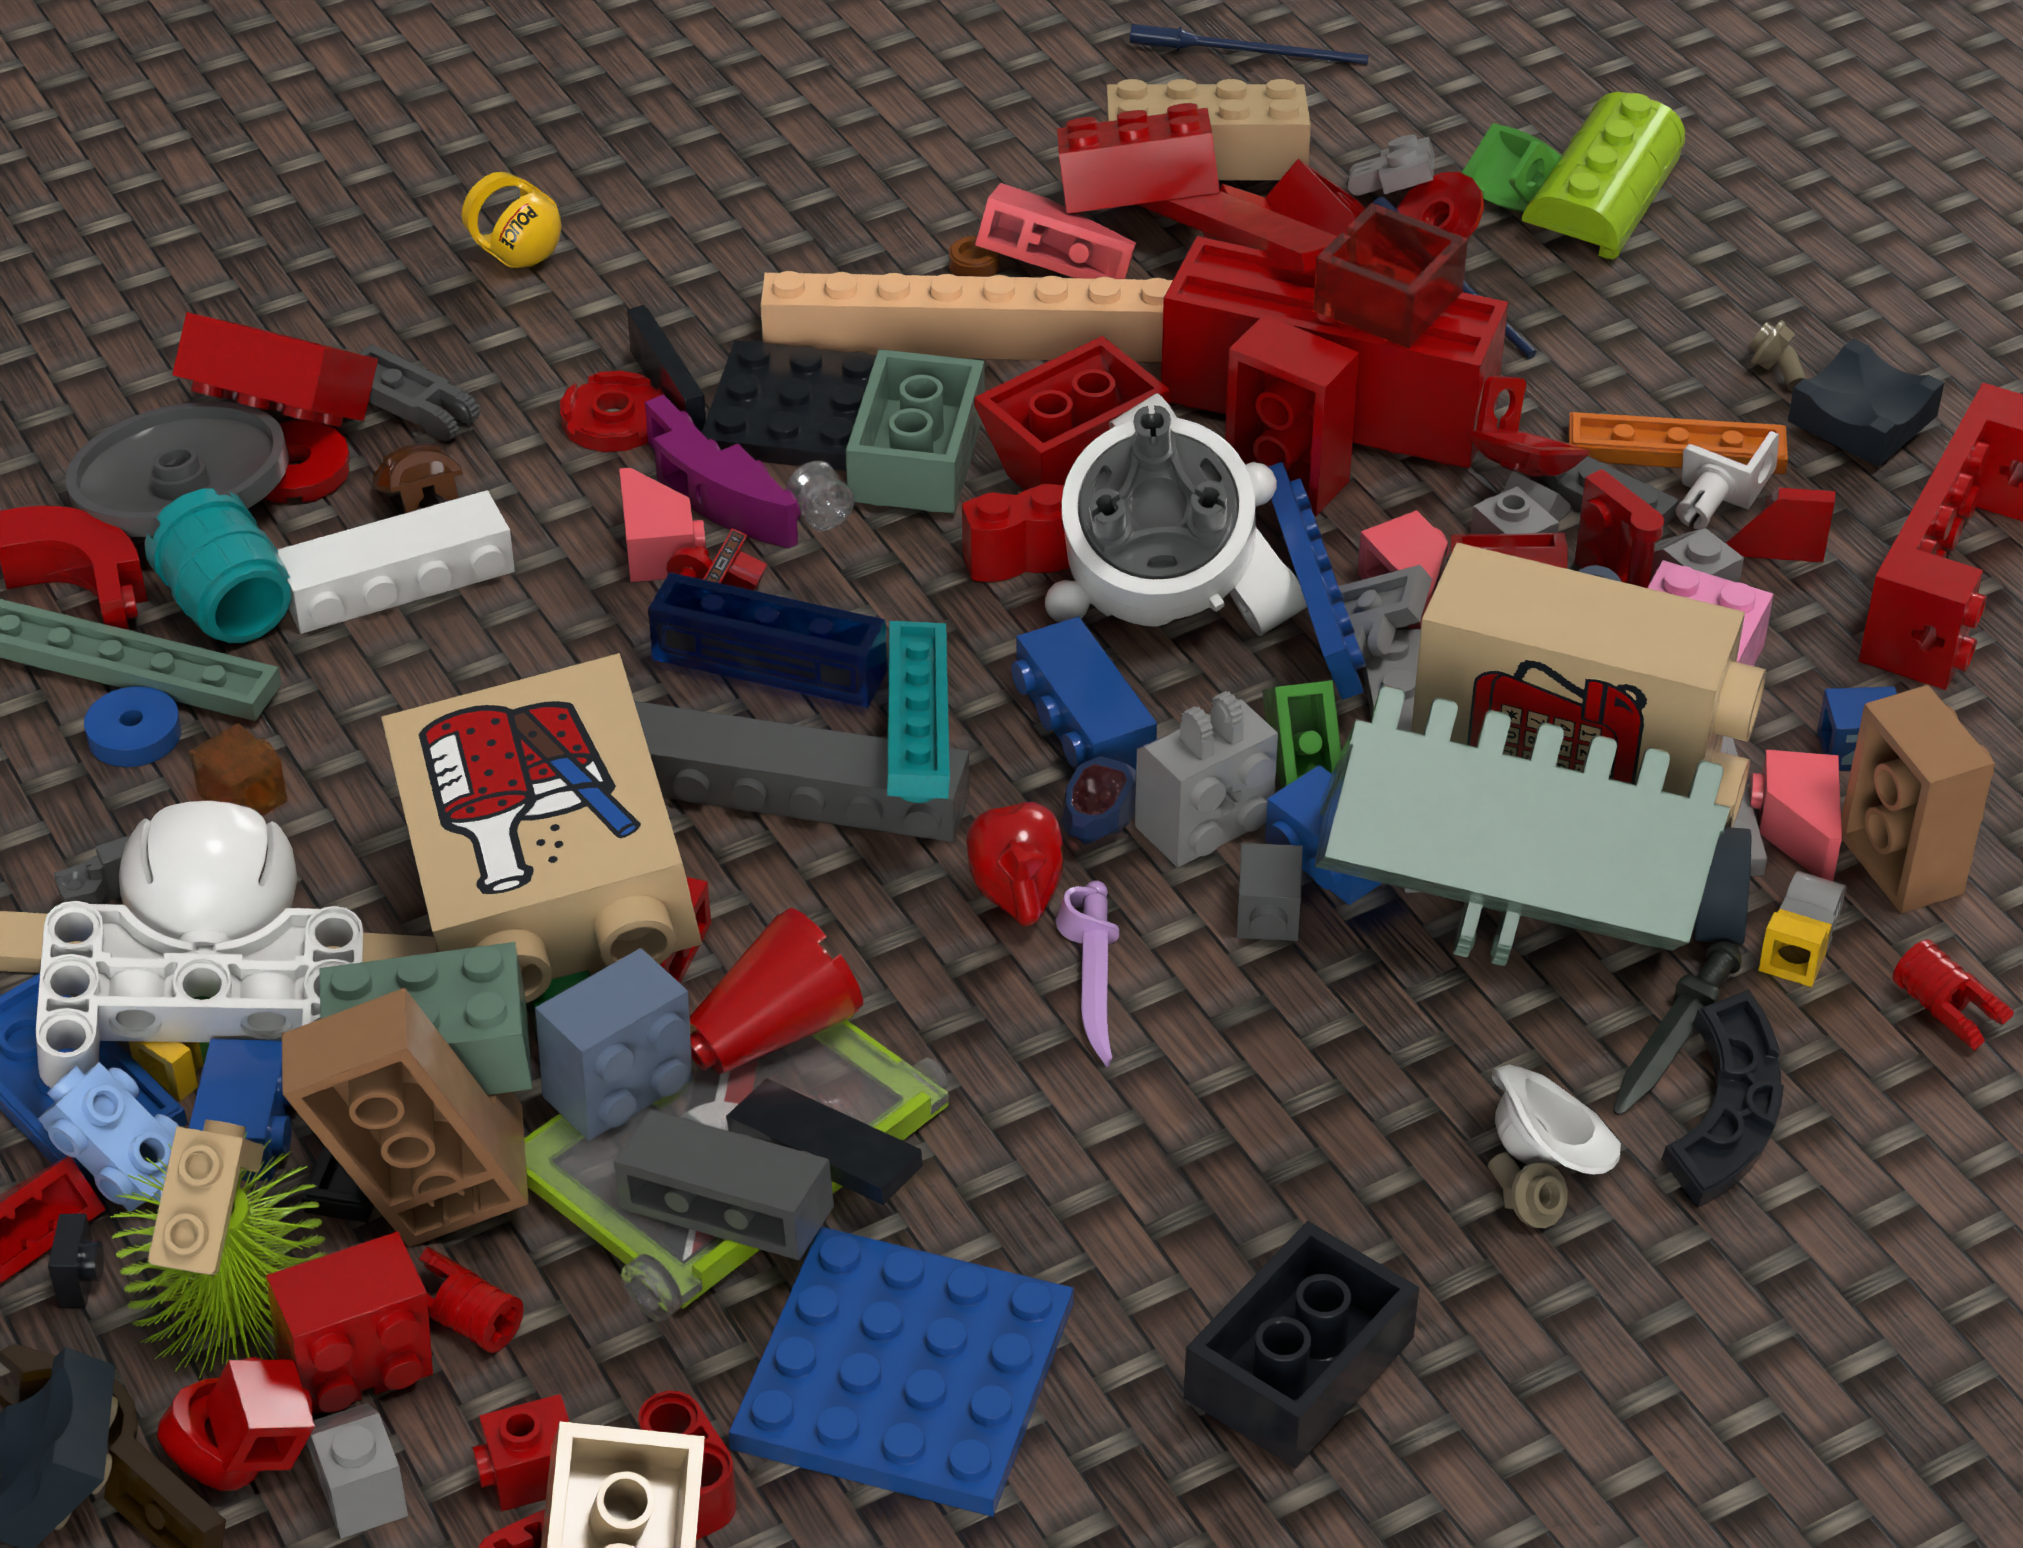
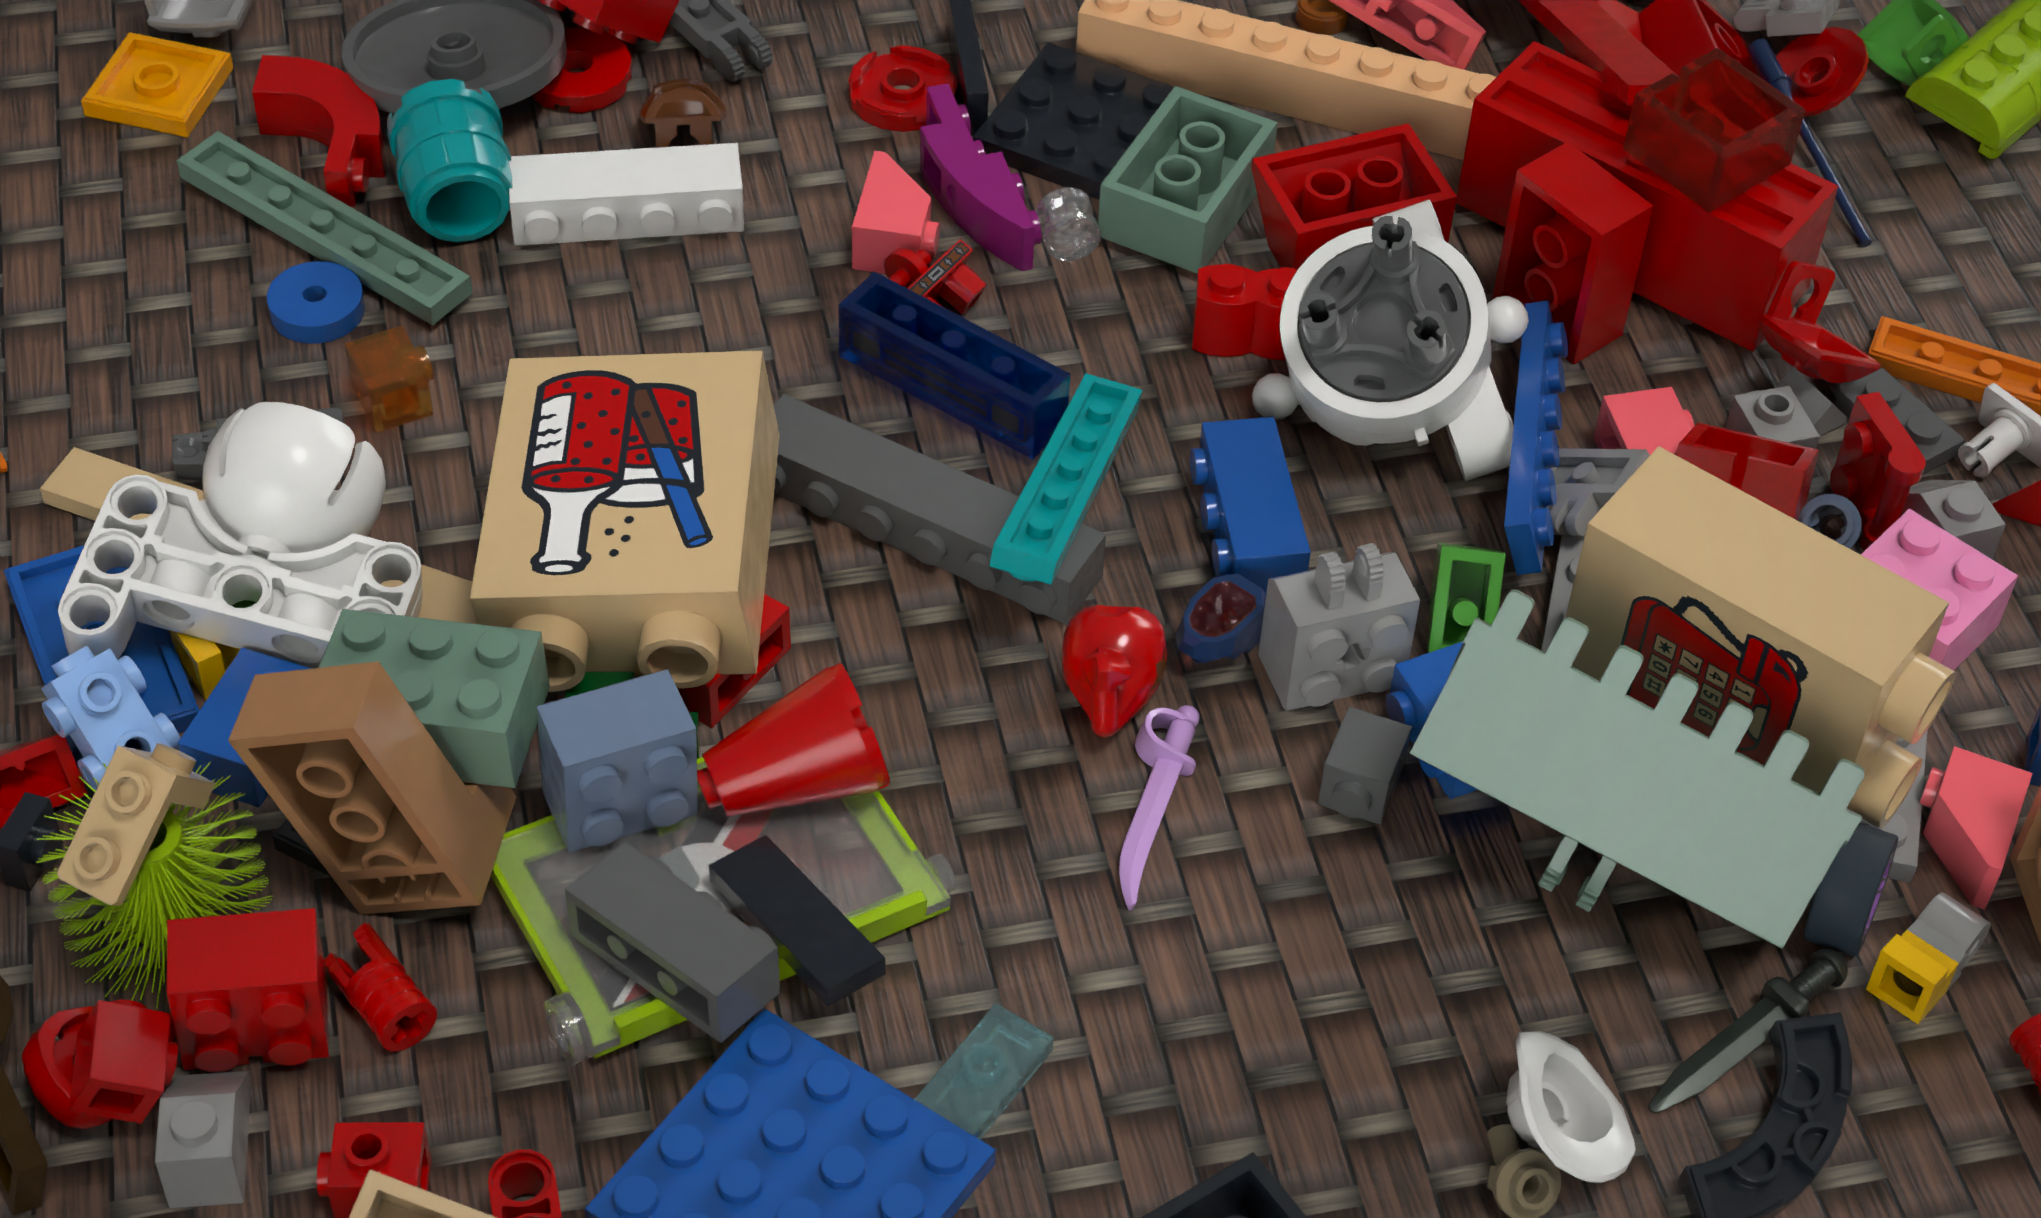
camera: 15 degrees right, 5 degrees up
(1038, 1226) = (987, 1071): none -> clear light blue plate

